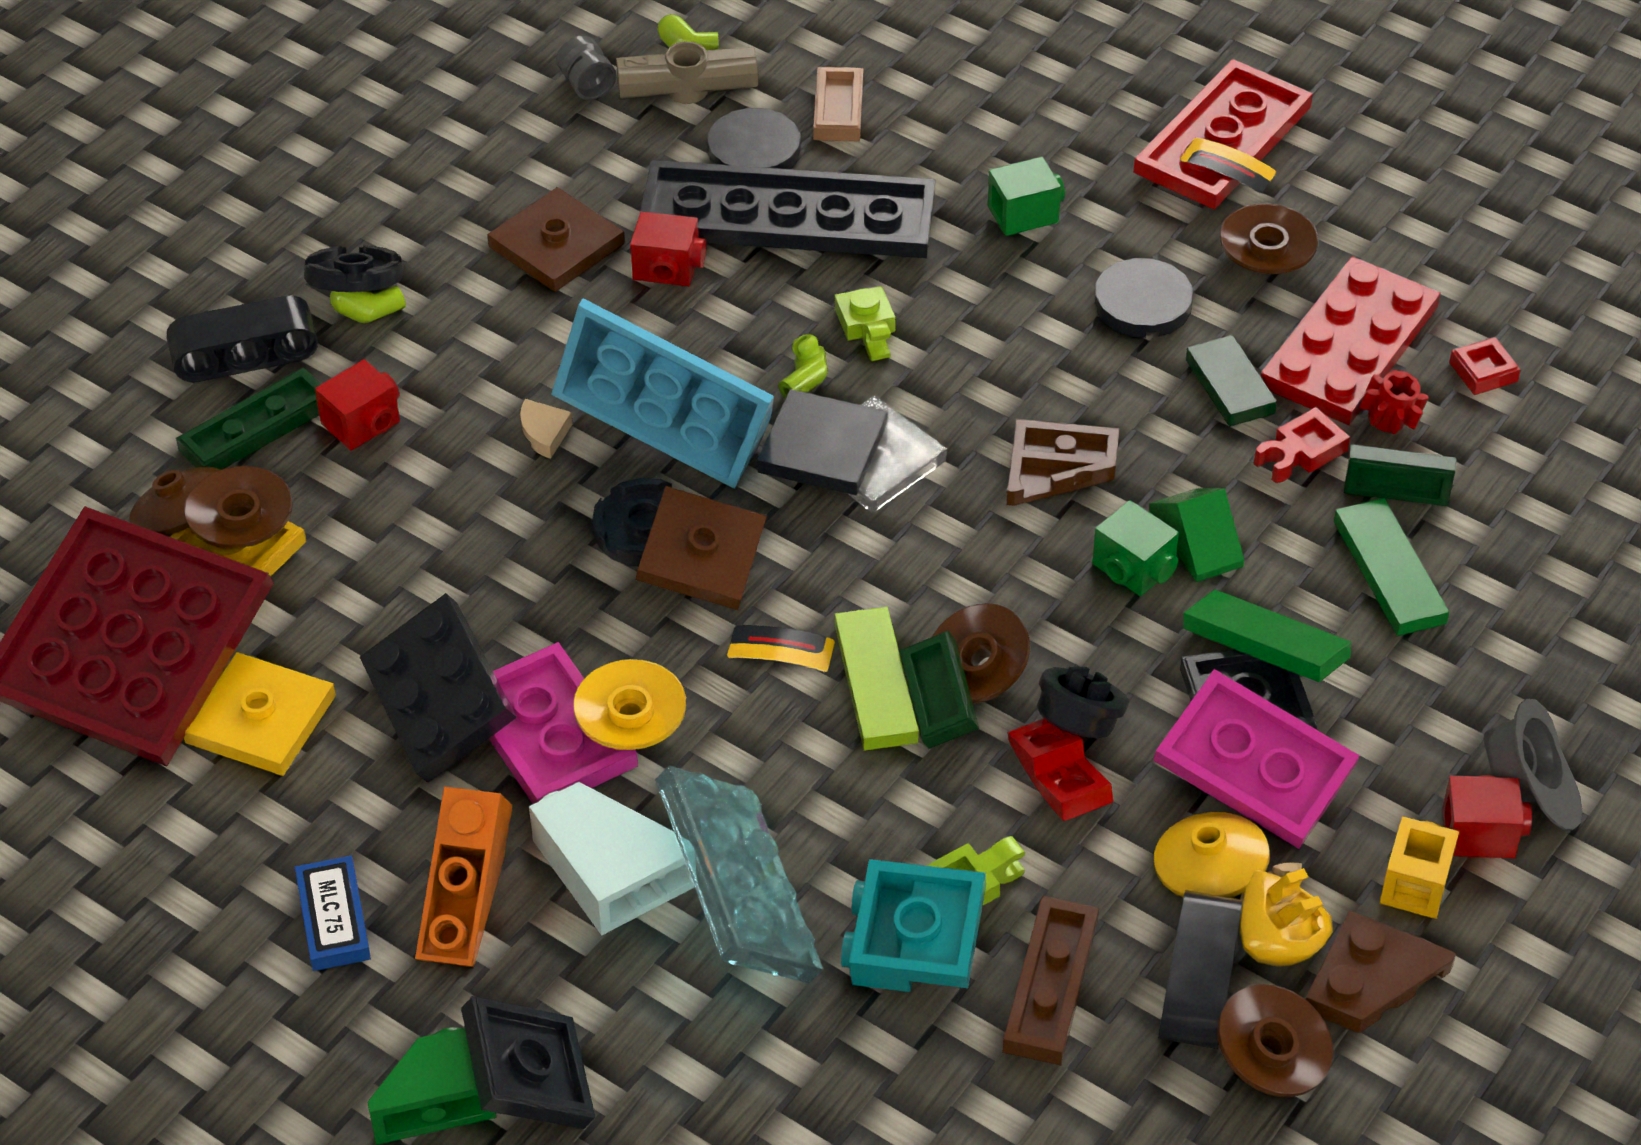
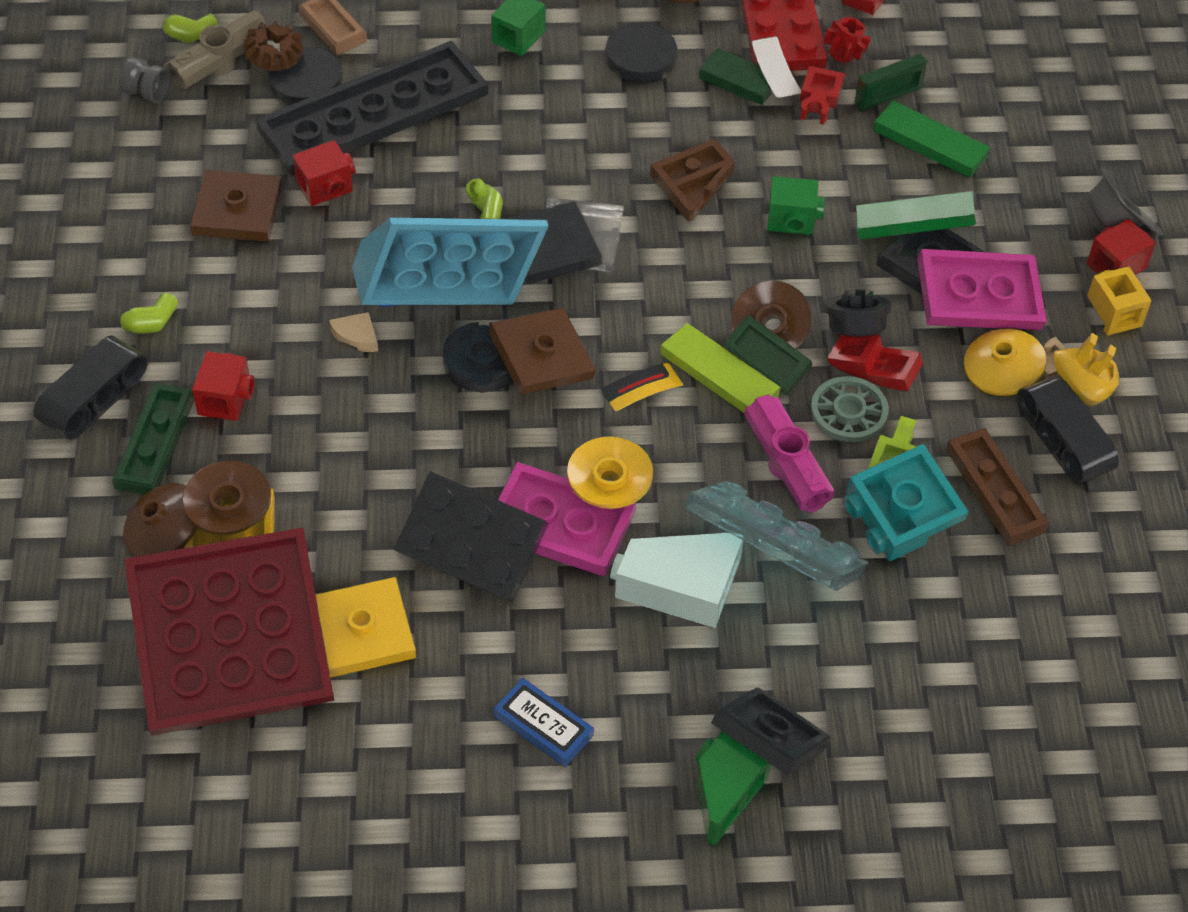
camera: 40 degrees left, 5 degrees up
(353, 272) = (125, 297): black tile -> none
(463, 875) = (607, 644): orange slope -> none
(756, 102) = (266, 55): none -> reddish brown gear
(851, 804) = (789, 453): none -> dark pink piece
(867, 316) = (491, 150): lime plate -> none
(976, 800) = (849, 409): none -> sand green wheel
(1206, 531) = (814, 162): green slope -> none
(1274, 388) = (775, 67): none -> white sticker
(1285, 1025) = (1146, 443): reddish brown dish -> none
(1373, 971) = (1147, 376): reddish brown wing -> none

